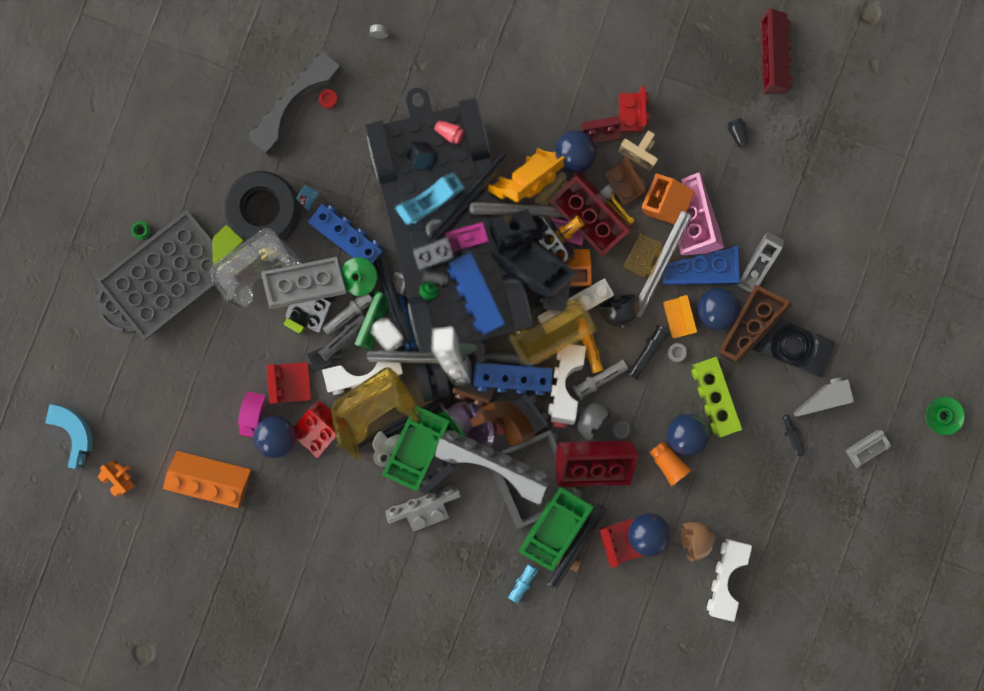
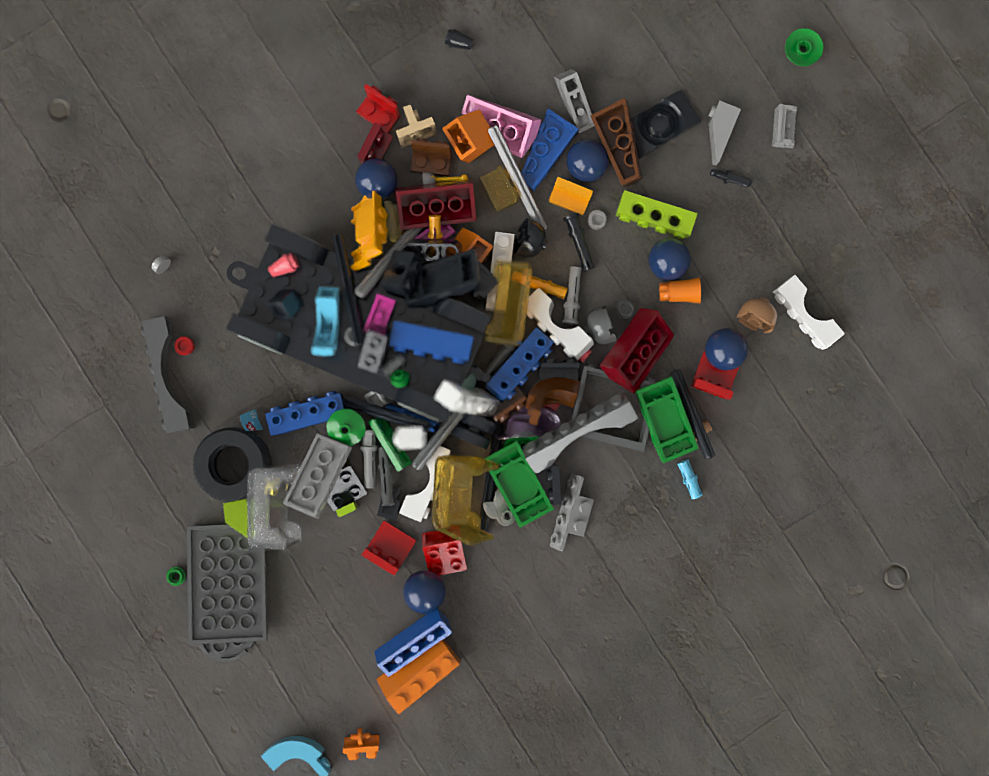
camera: 50 degrees left, 0 degrees up
(227, 457) = (412, 642): none -> blue brick
(251, 413) = (390, 596): dark pink brick -> none

